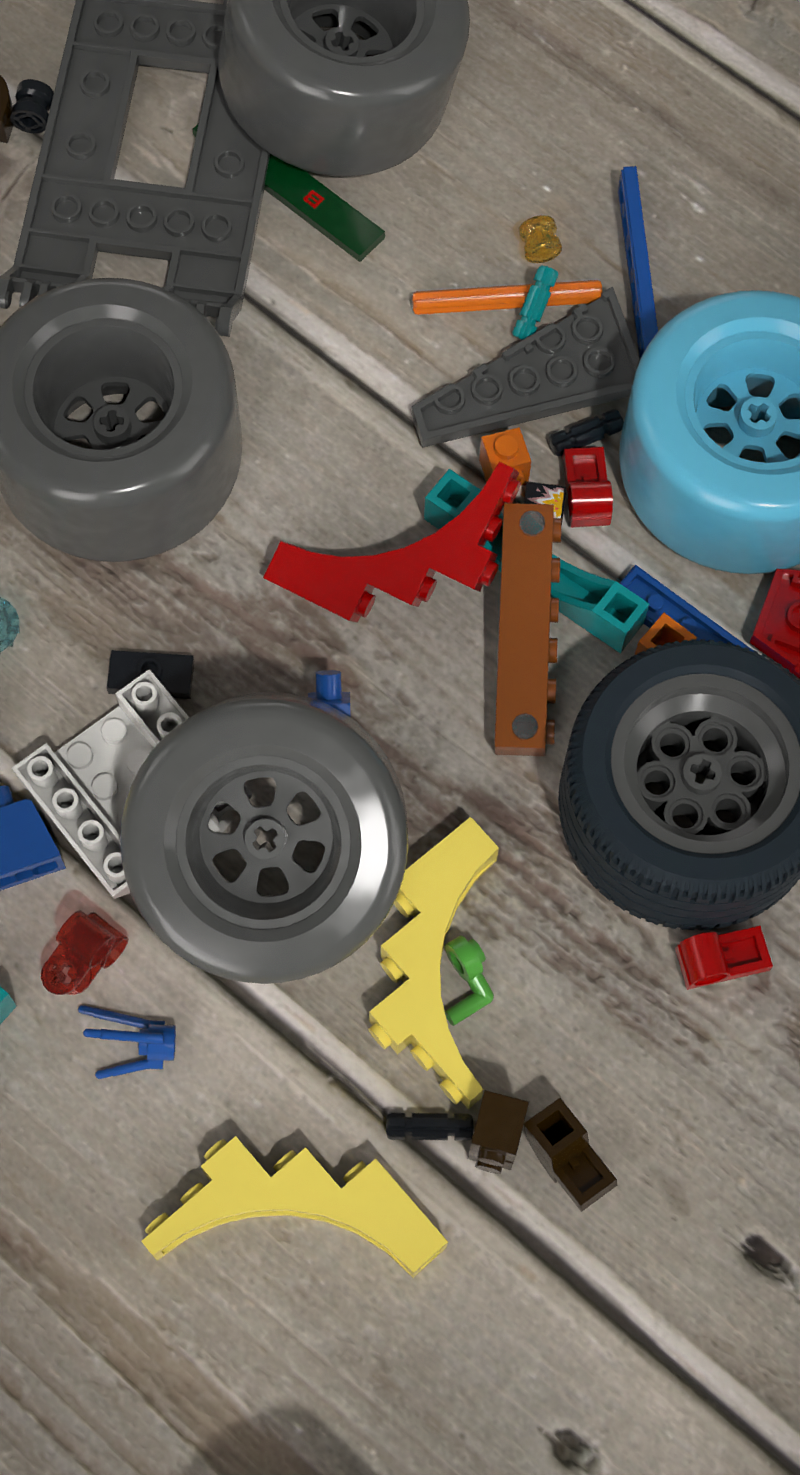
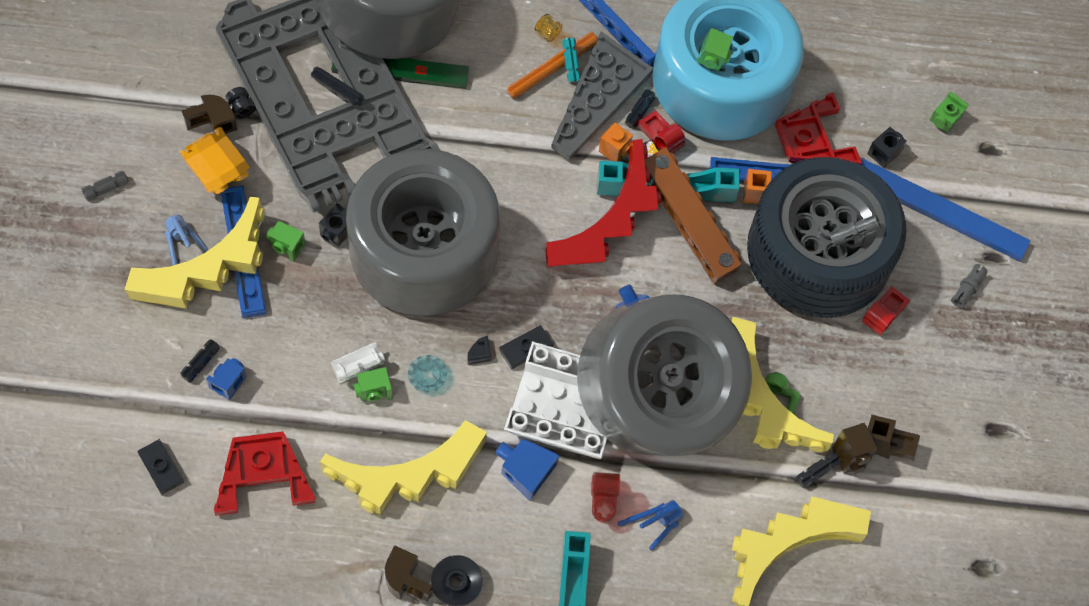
camera: 40 degrees left, 5 degrees down
(83, 641) = (479, 351): none -> black tile
(176, 155) = (337, 86): none -> black axle
(713, 395) = (715, 49): none -> bright green brick
(728, 799) = (855, 230): none -> dark grey pin

